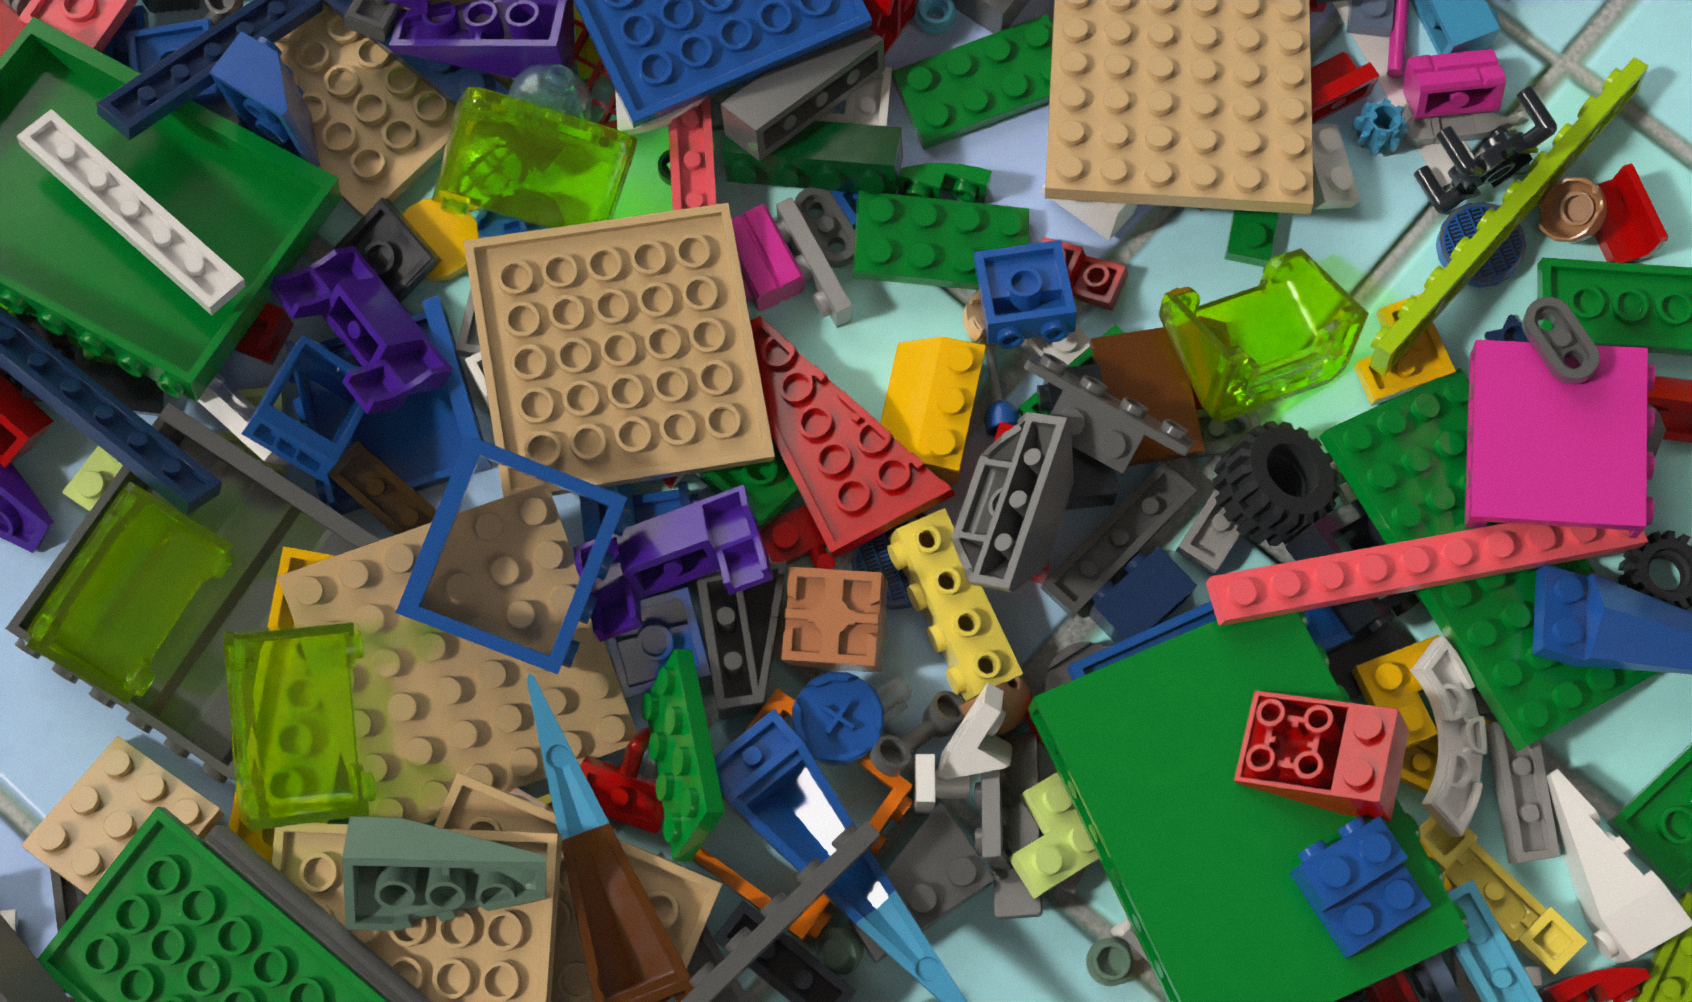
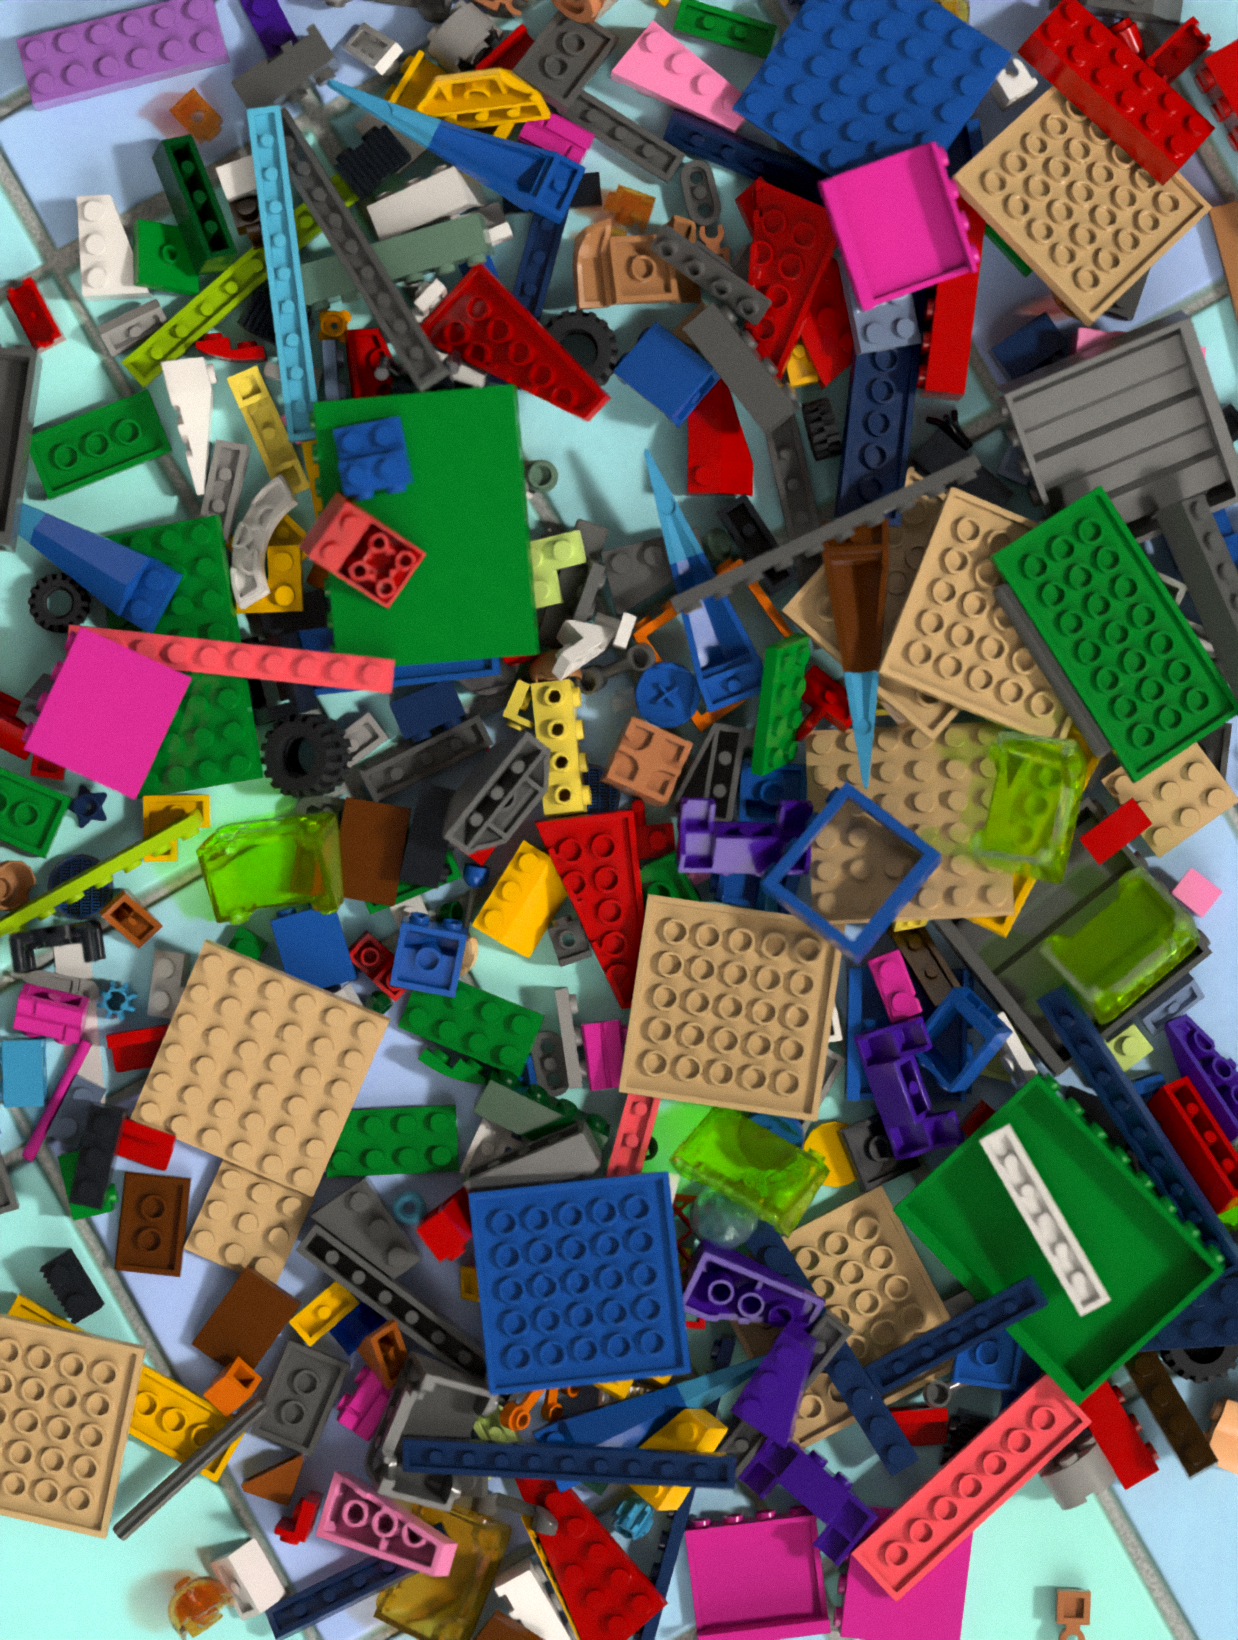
camera: 160 degrees left, 15 degrees up
(47, 551) = (1170, 1004): none -> sand blue plate
(51, 704) = (1195, 893): none -> bright pink panel
(59, 445) = (1148, 1084): none -> blue plate
(176, 742) = (1115, 831): none -> red slope
(266, 96) = (923, 1286): blue slope -> none
(416, 449) = (894, 985): none -> dark pink brick
(417, 871) = (979, 679): sand green wedge -> none
(845, 360) = (569, 954): none -> dark grey brick
(1009, 357) = (449, 909): none -> dark green hinge
(1030, 651) = (520, 700): none -> light yellow bracket
(1061, 224) = (378, 1002): none -> dark green hinge
(1102, 423) = (415, 835): dark grey bracket -> none
(1169, 251) = (313, 947): none -> blue panel
(1407, 225) = (131, 918): none -> dark orange slope
(1563, 341) = (83, 773): dark grey plate -> none

